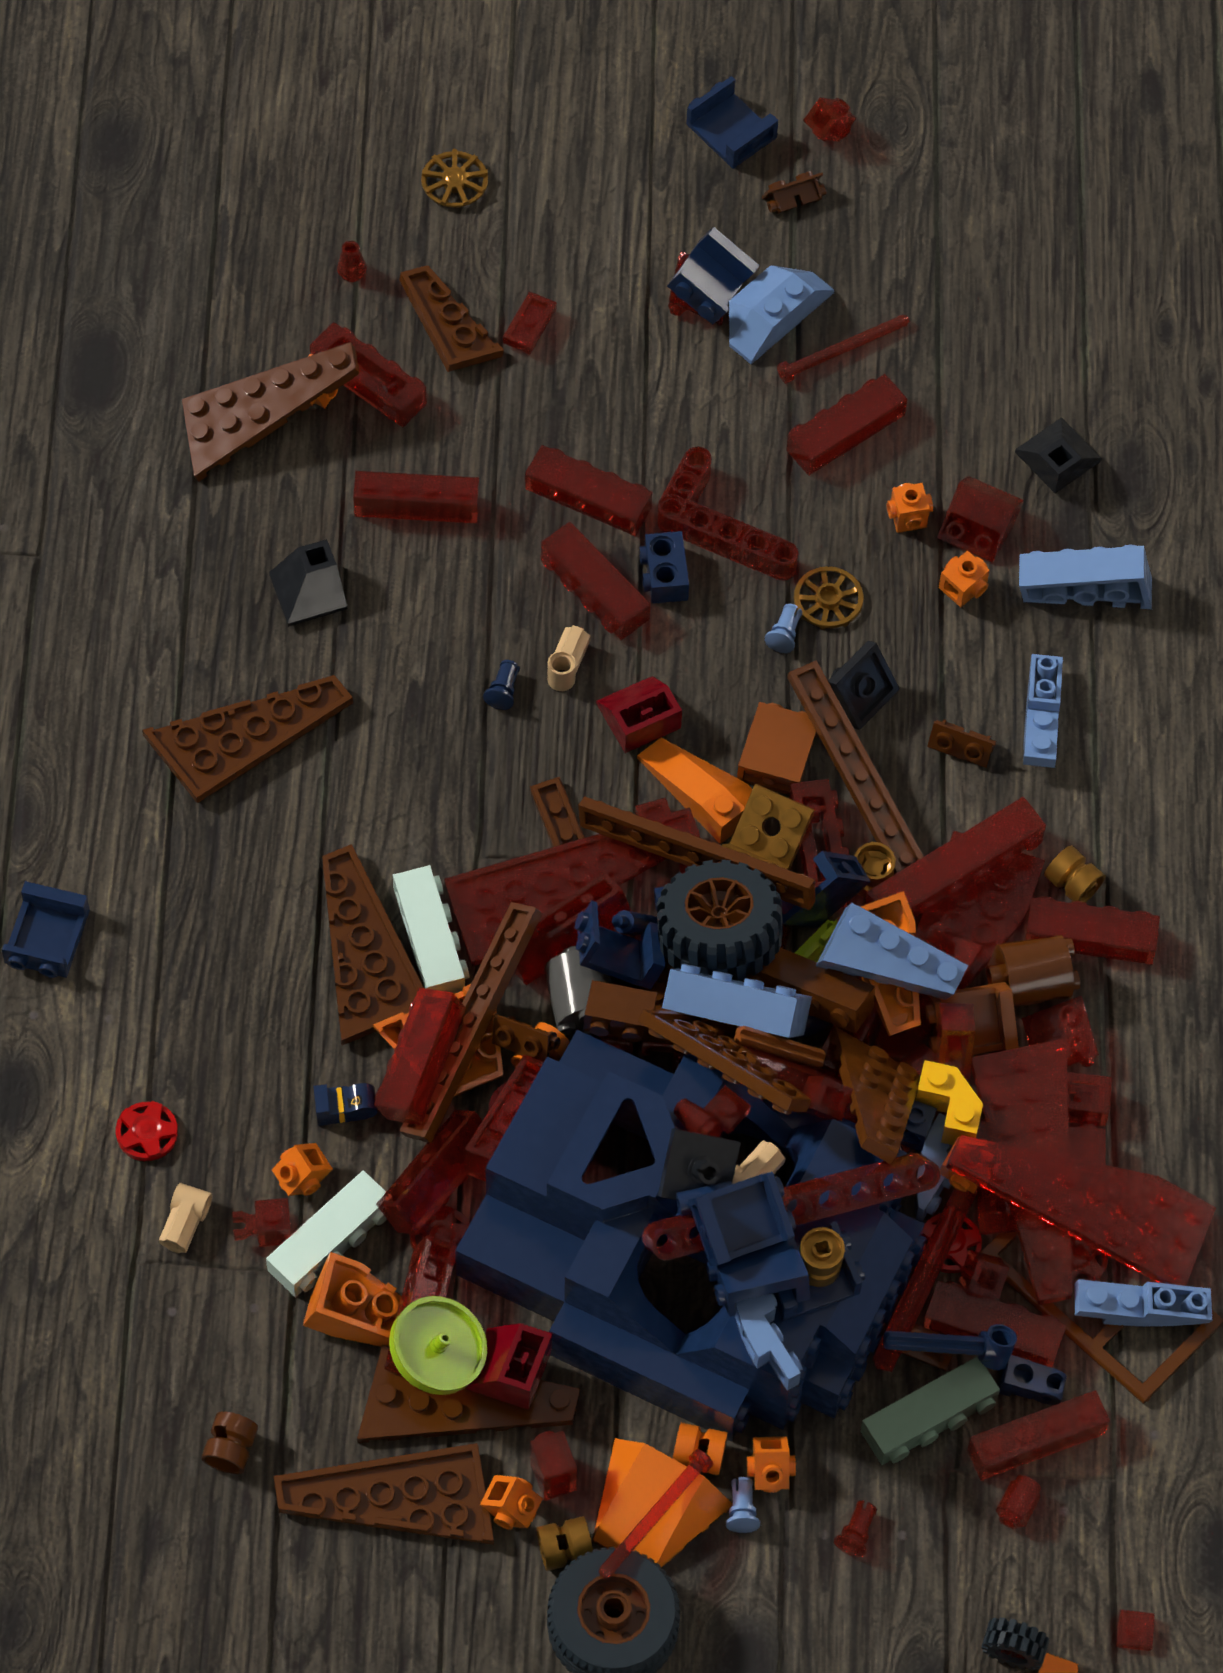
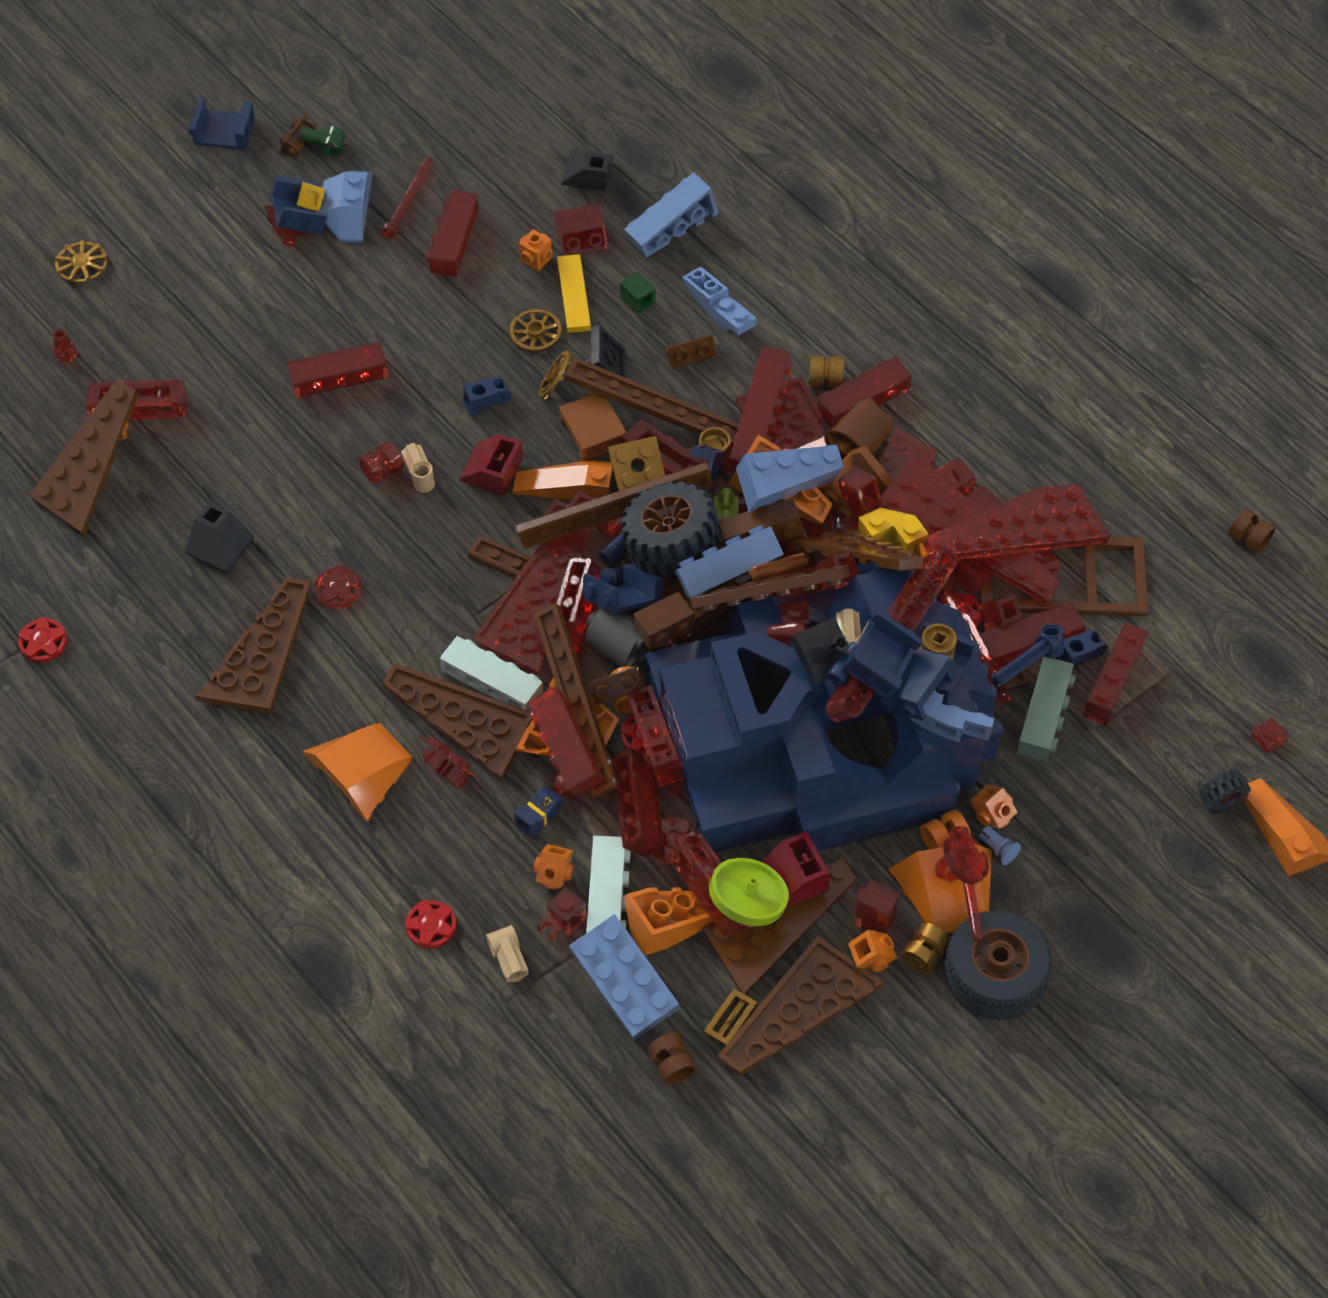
camera: 40 degrees left, 5 degrees down
(46, 930) = (248, 857): dark blue panel -> none
(63, 561) = (42, 639): none -> red wheel
(230, 924) = (362, 765): none -> orange wedge
(256, 1329) = (624, 977): none -> medium blue brick
(306, 980) = (447, 762): none -> clear red hinge
(323, 1439) = (718, 1037): none -> pearl gold tile
(377, 723) = (338, 586): none -> clear red wheel
(416, 496) = (236, 444): clear red brick -> none
(447, 322) = (166, 343): reddish brown wing -> none
(501, 690) = (397, 513): dark blue pin -> none
(529, 322) = (208, 306): clear red plate -> none
(545, 625) = (388, 458): none -> clear red wheel
(594, 581) = (392, 414): clear red brick -> none
(669, 567) = (427, 378): dark blue brick -> none
(669, 1488) = (963, 860): none -> clear red tile
(708, 630) = (485, 394): none -> dark blue leg
(717, 524) = (437, 338): clear red beam -> none
(734, 275) = (310, 197): none -> yellow tile
(783, 633) = (531, 366): medium blue pin -> none
(789, 661) = (555, 374): none -> pearl gold wheel
(820, 222) = (328, 140): none -> dark green pin
(830, 119) = (273, 83): clear red brick -> none
(855, 1533) = (1075, 808): clear red pin -> none
(906, 586) = (574, 293): none -> yellow tile
(964, 578) = (605, 264): orange brick -> none
(969, 635) = (637, 292): none -> dark green brick
(1018, 1502) = (1142, 718): clear red brick -> none
(1143, 1305) = (1099, 560): medium blue slope -> none

